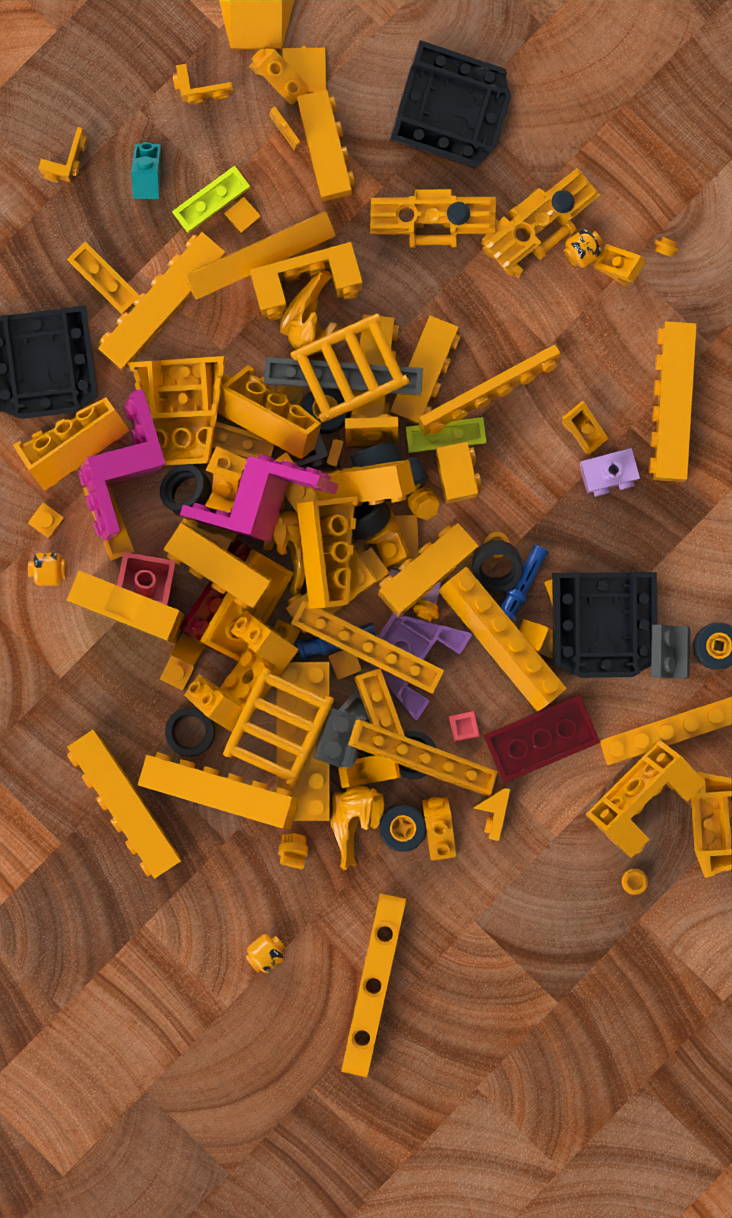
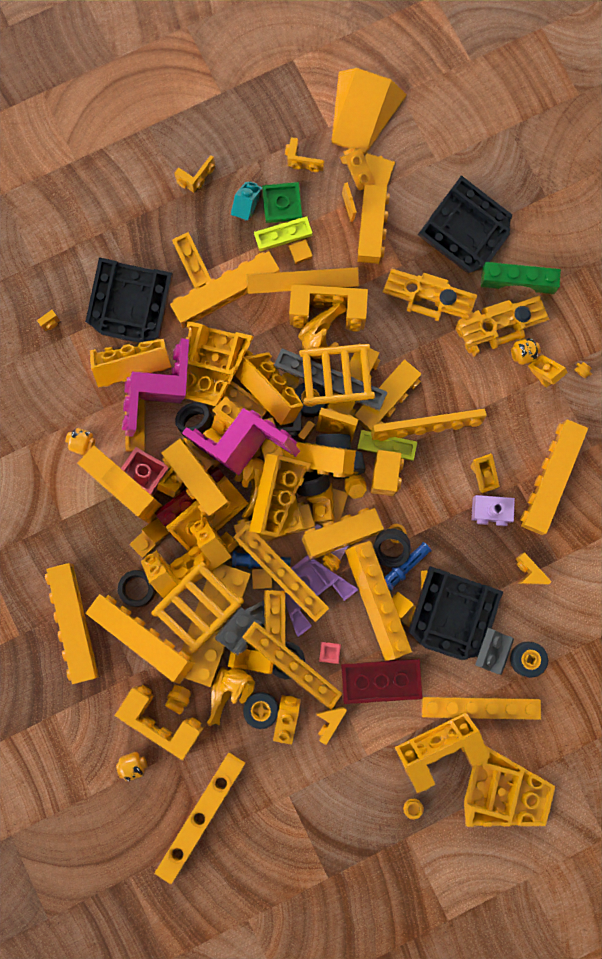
camera: 20 degrees right, 5 degrees down
(46, 520) = (92, 409): light orange plate -> none
(185, 584) = (170, 485): none -> light orange slope
(194, 156) = (282, 202): none -> green plate
(243, 880) = (132, 711): none -> light orange plate
(561, 146) = (537, 278): none -> green arch
(690, 536) = (535, 575): none -> light orange slope

